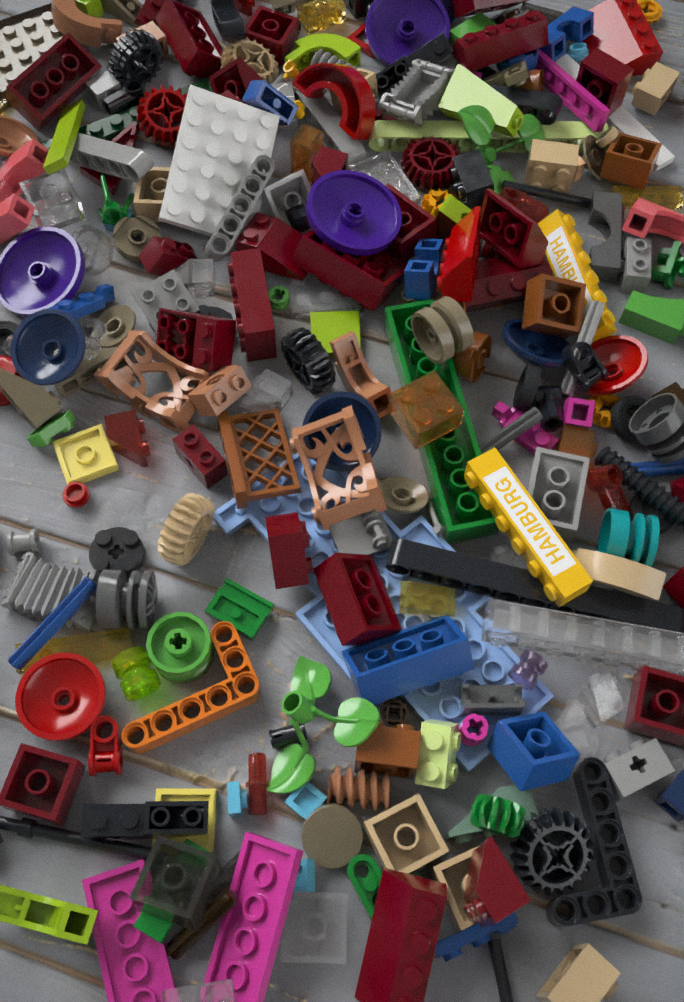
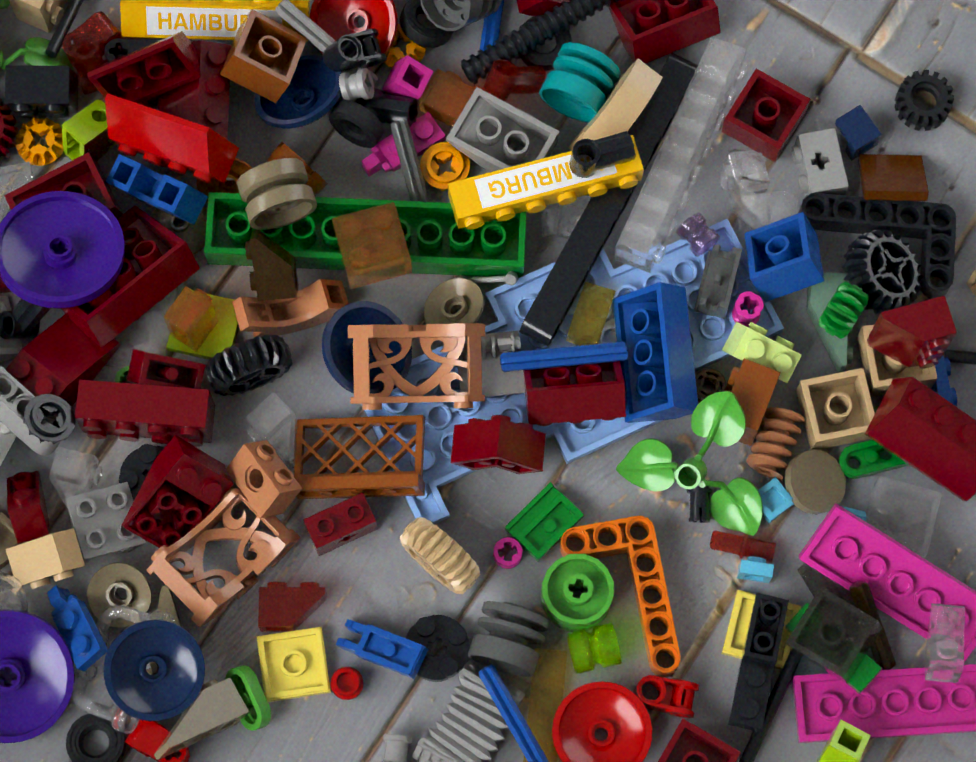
camera: 75 degrees left, 10 degrees up
(103, 510) = (385, 649): none -> blue hinge
(127, 271) = (46, 558): none -> tan brick
(207, 578) = (499, 547): none -> dark pink bush
(222, 226) = (49, 405): none -> black gear
(285, 306) = (164, 370): none -> dark red brick
(331, 310) = (191, 317): none -> clear orange brick
(381, 583) = (563, 356): none -> blue axle
(386, 350) = (273, 268): none -> dark brown slope
(512, 453) = (442, 153): none -> light orange gear
(556, 375) = (356, 85): none -> light grey wheel
(565, 556) = (604, 153): none -> black piece
(649, 841) = (893, 177): none -> reddish brown tile

